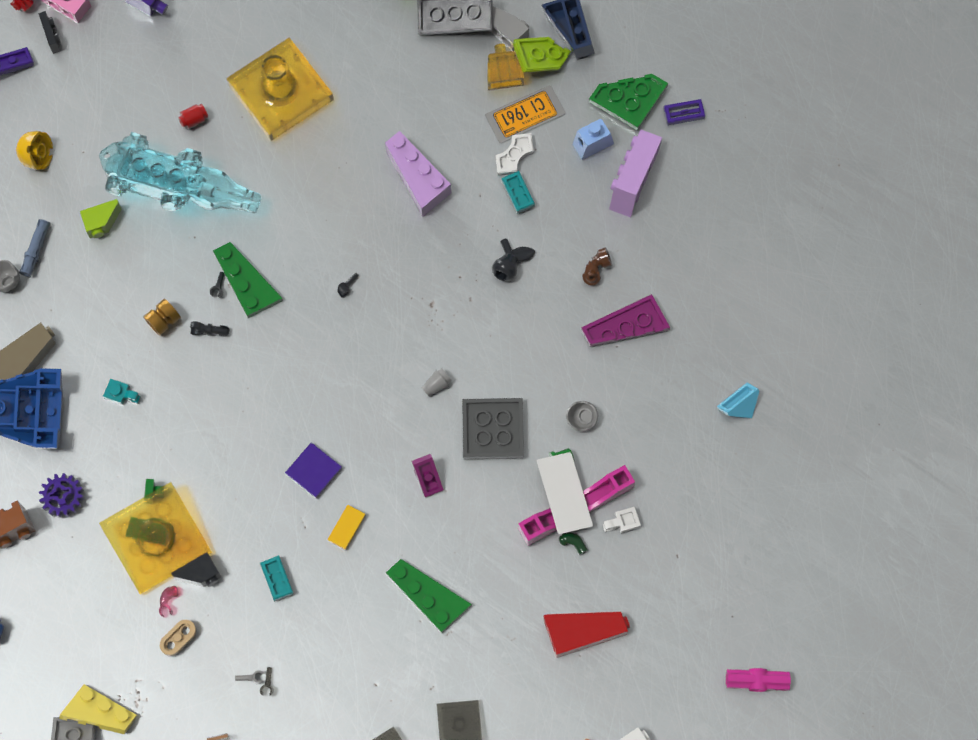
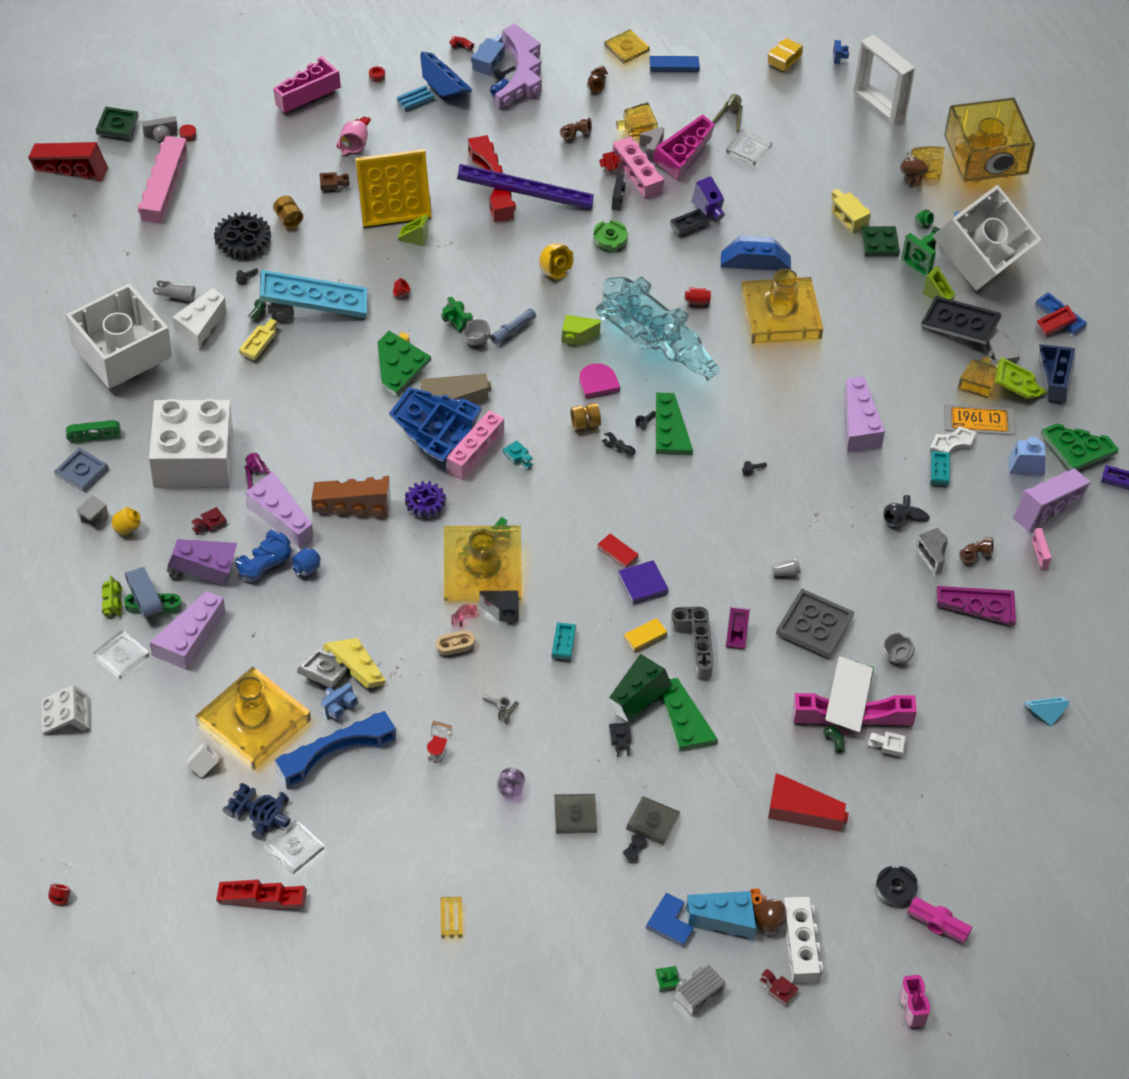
camera: 25 degrees right, 20 degrees down
(74, 97) = (610, 243): none -> bright green plate
(75, 407) = (475, 445): none -> bright pink brick
(137, 31) = (689, 221): none -> black plate
(149, 265) = (598, 380): none -> dark pink tile
(221, 34) = (755, 253): none -> blue wedge
(272, 449) = (617, 551): none -> red tile
(374, 593) = (639, 688): none -> dark green wedge
(382, 649) = (621, 737): none -> black plate
(399, 511) = (696, 622): none -> dark grey beam
(554, 286) = (932, 546): none -> flat silver arch
(653, 233) = (1041, 548): none -> bright pink tile
(714, 660) = (893, 896): none -> black plate

